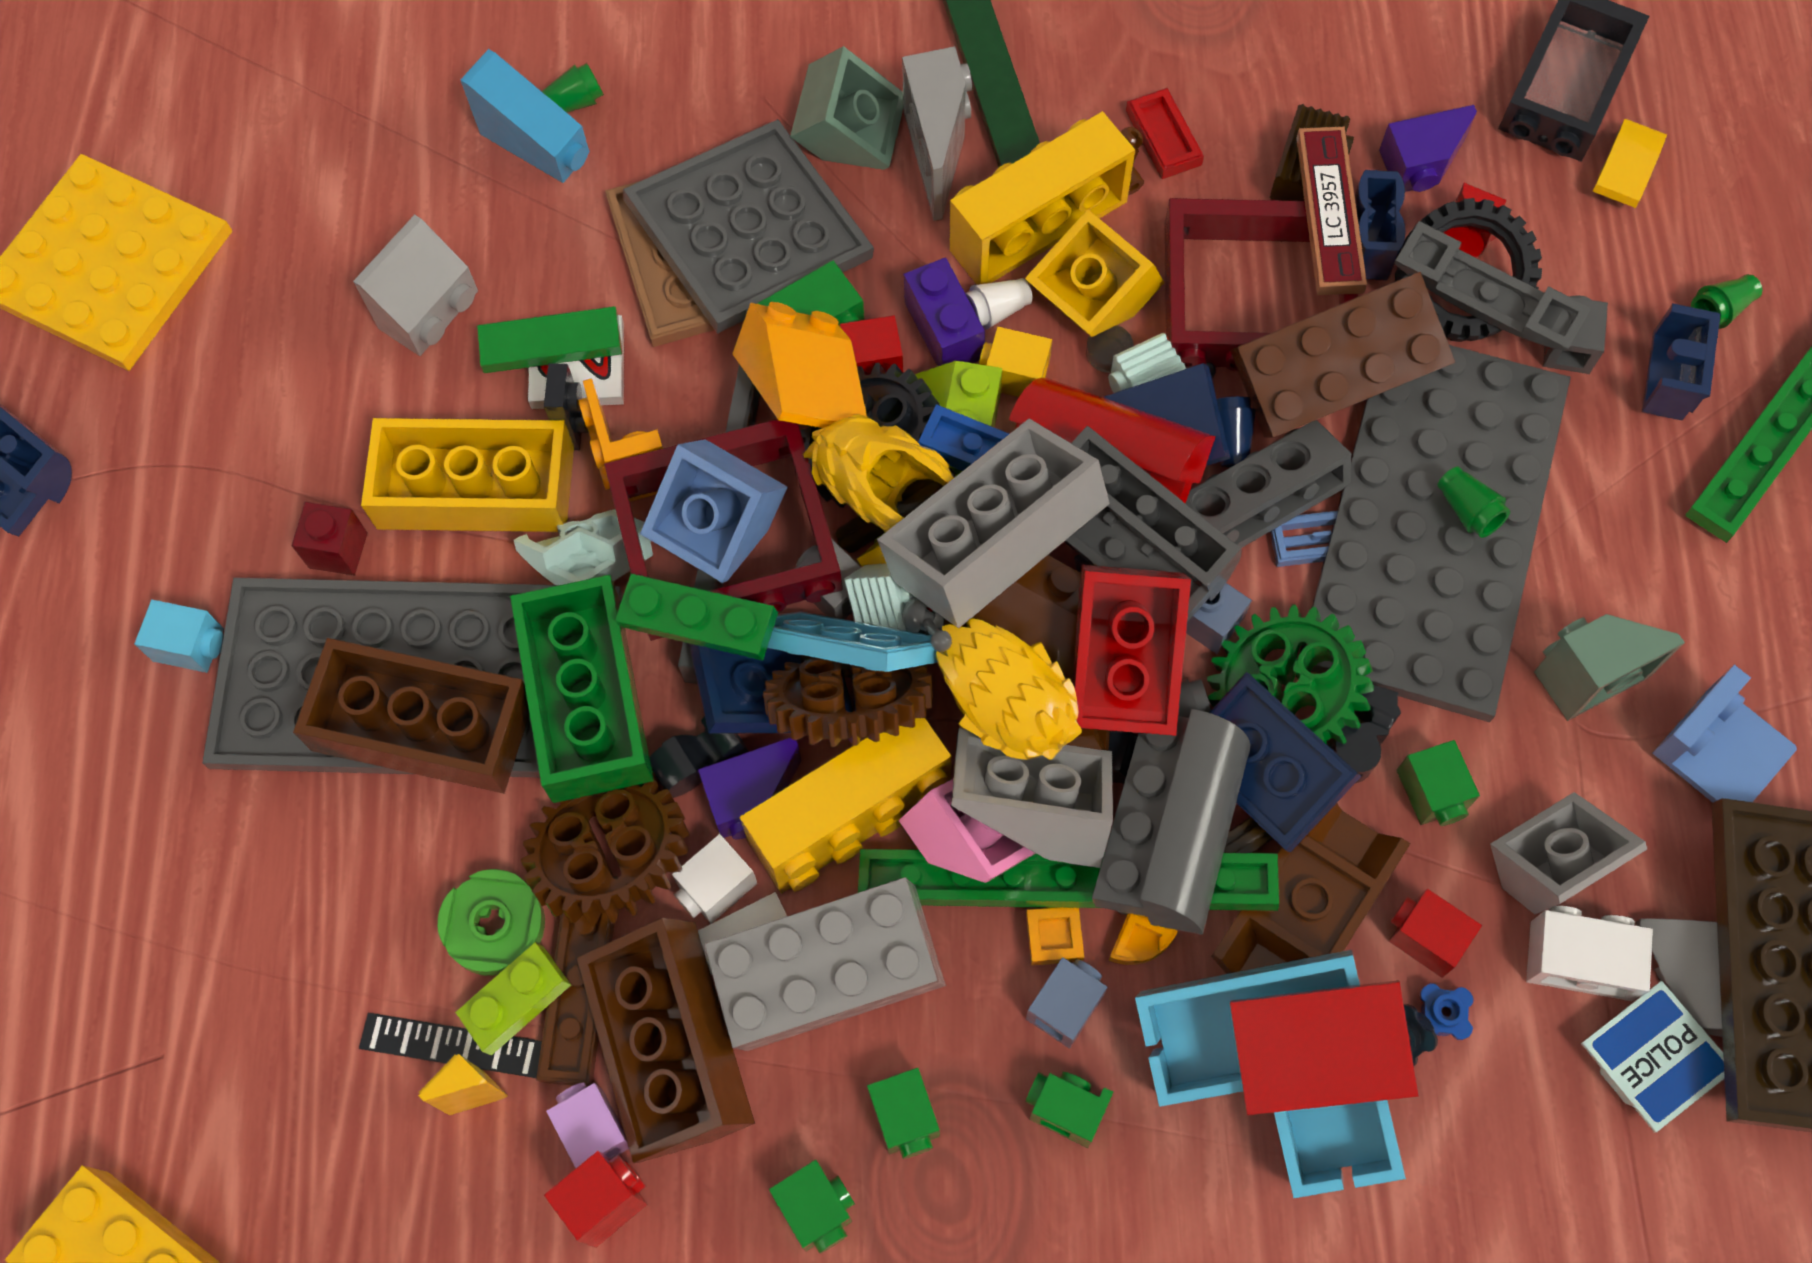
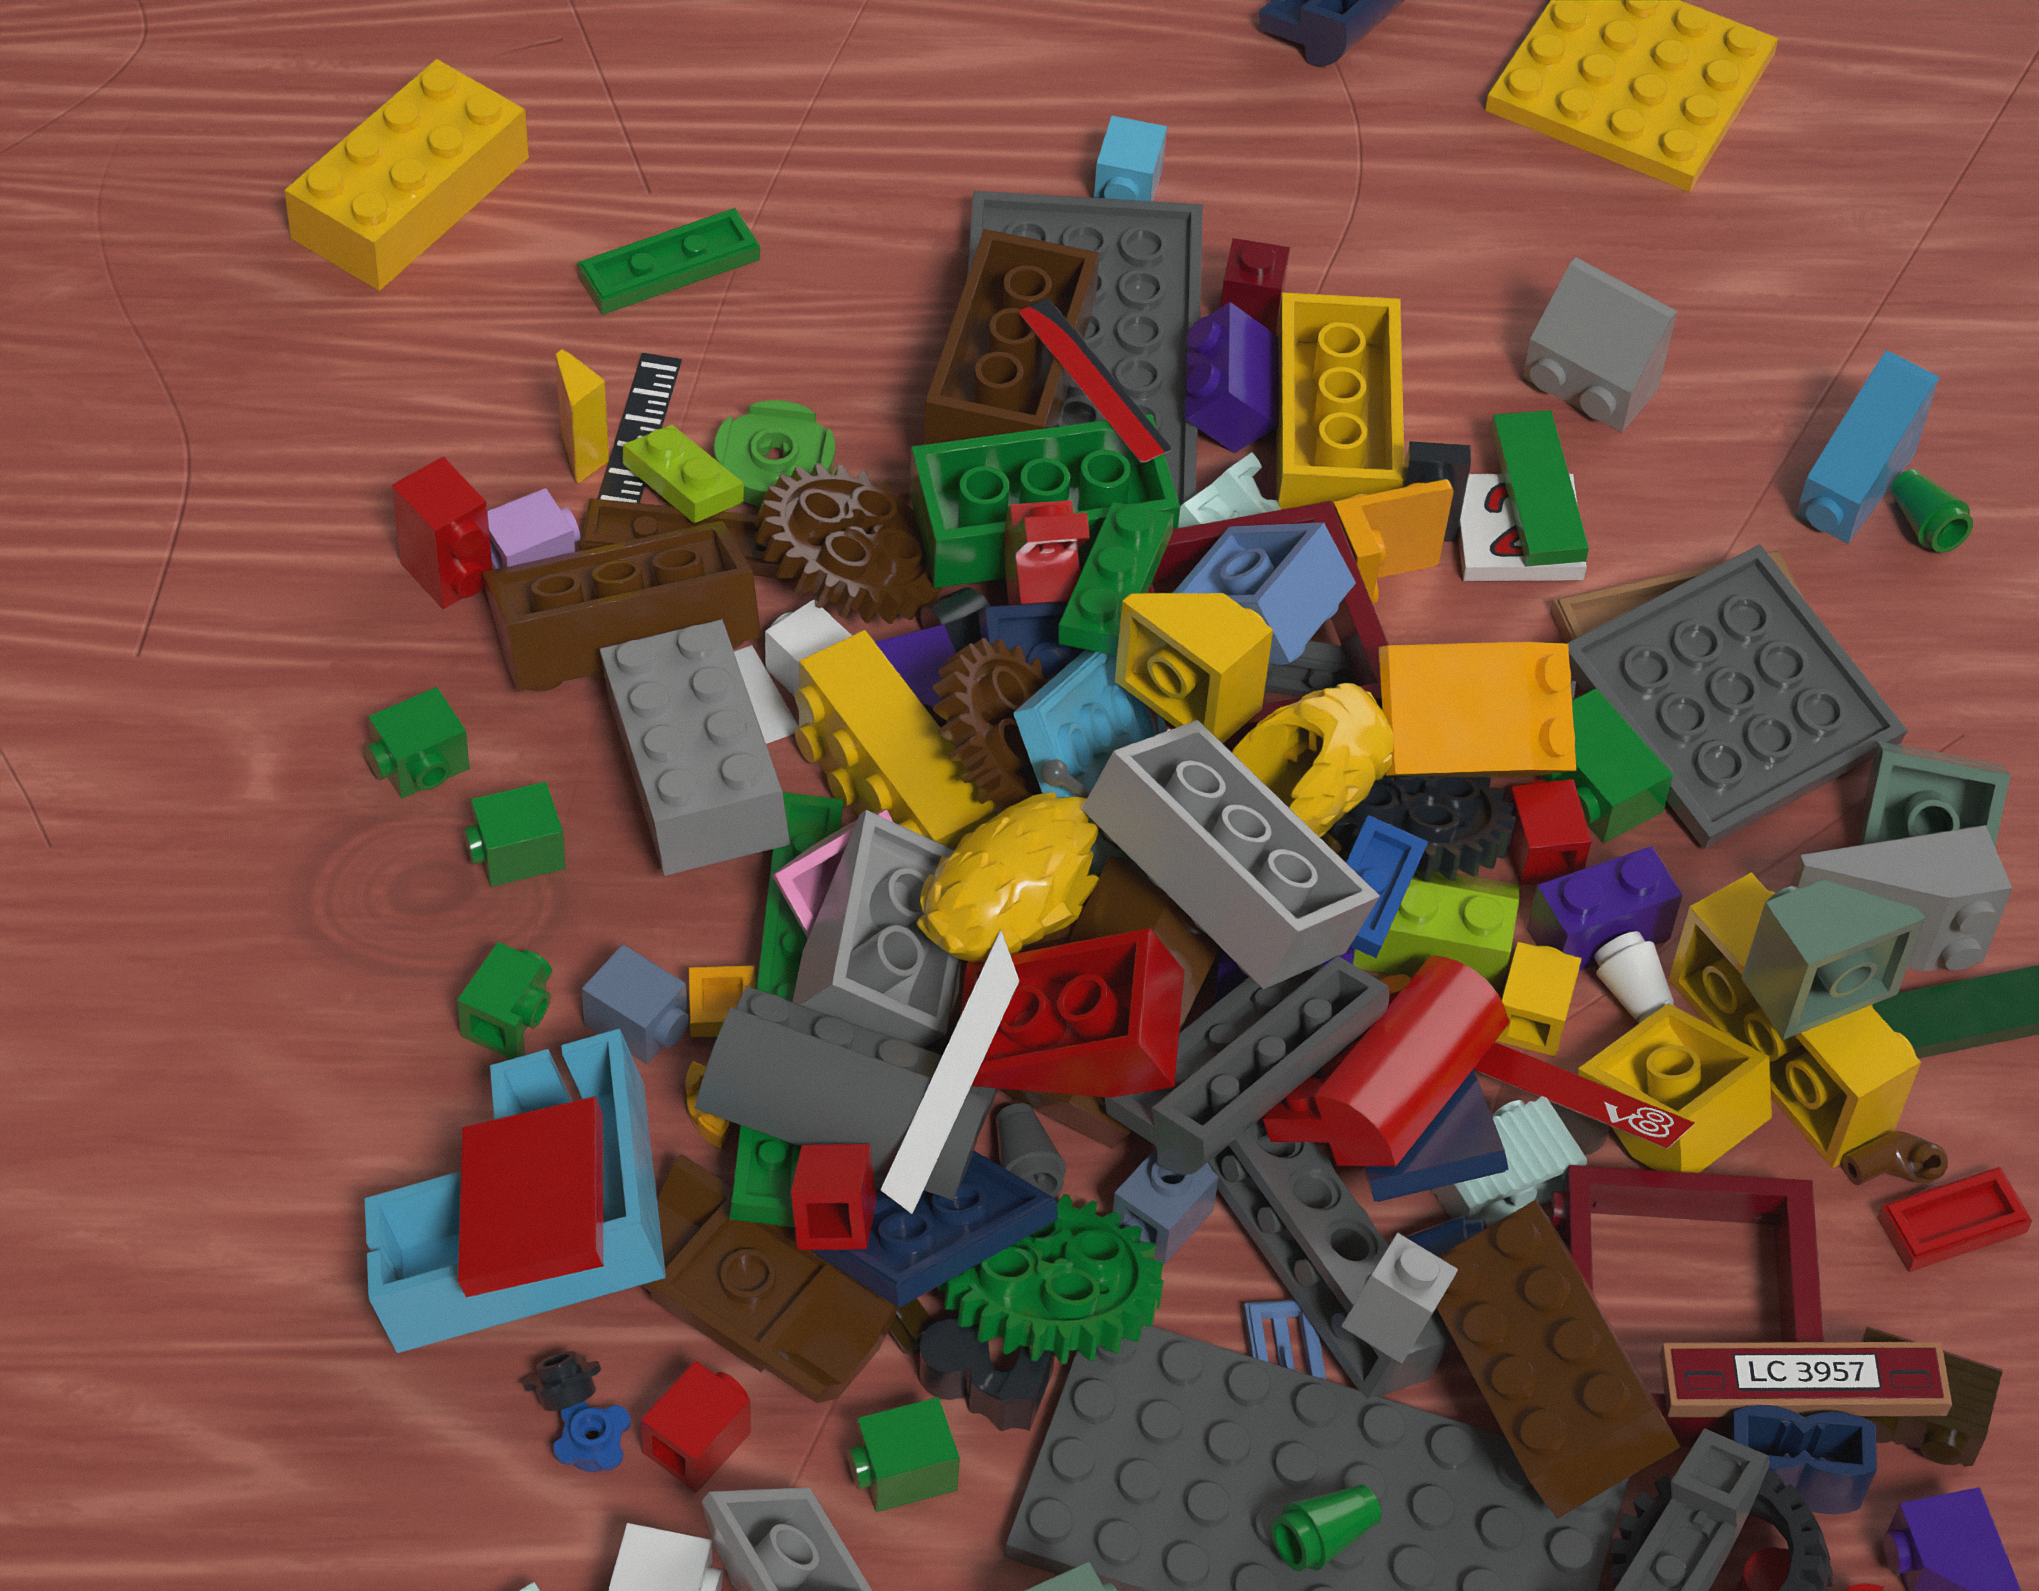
camera: 85 degrees right, 15 degrees down
(254, 1030) = (668, 261): none -> green tile
(432, 554) = (1232, 377): none -> dark purple brick
(471, 640) = (1095, 380): none -> red sticker
(666, 675) = (1043, 551): none -> red brick
(811, 542) = (1194, 658): none -> yellow slope
(1056, 144) = (1828, 953): none -> sand green slope
(1120, 324) = (1583, 1095): none -> red sticker
(1183, 731) = (952, 1078): none -> white sticker
(1272, 824) = (833, 1197): none -> red brick
(1320, 438) = (1399, 1298): none -> light grey brick

